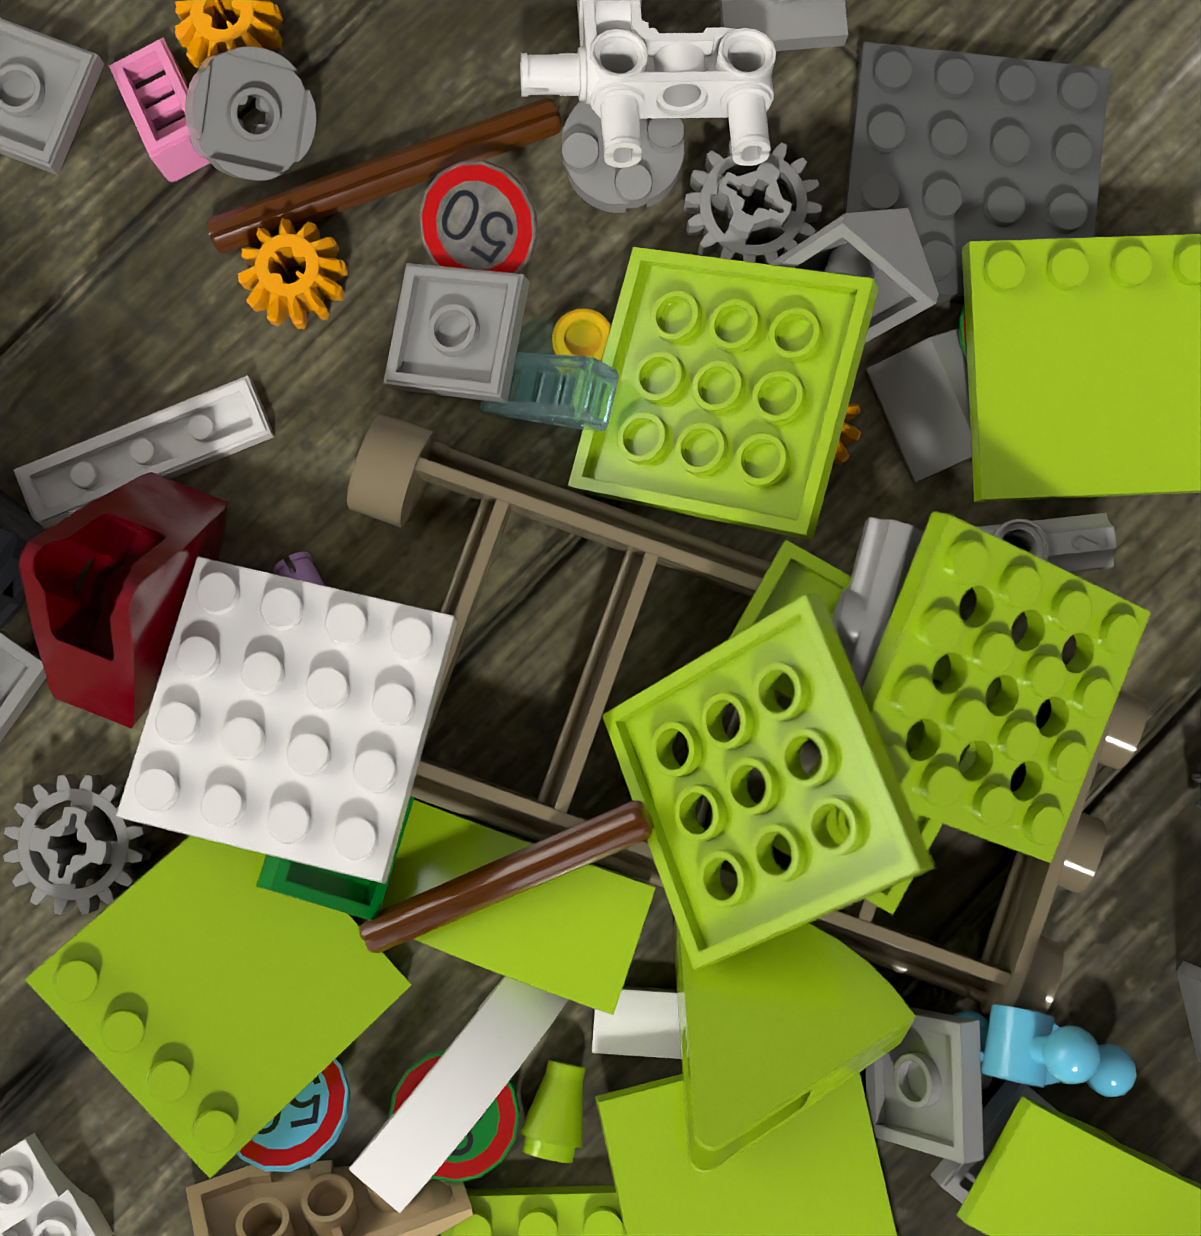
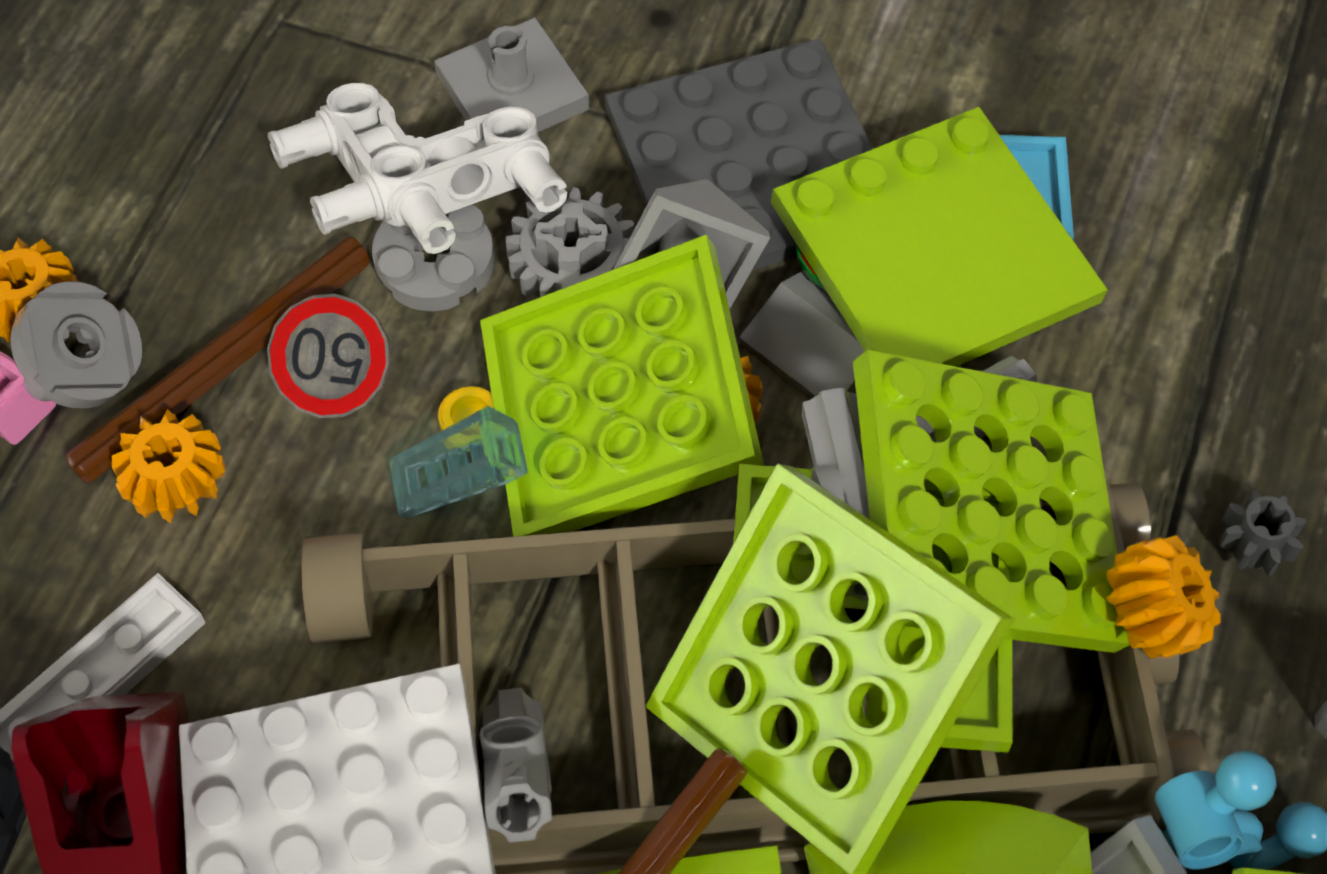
camera: 25 degrees left, 25 degrees down
(456, 332) = (347, 454): light grey plate -> none
(467, 719) = (515, 766): none -> light grey piece
(1100, 847) = (1163, 597): none -> light orange gear

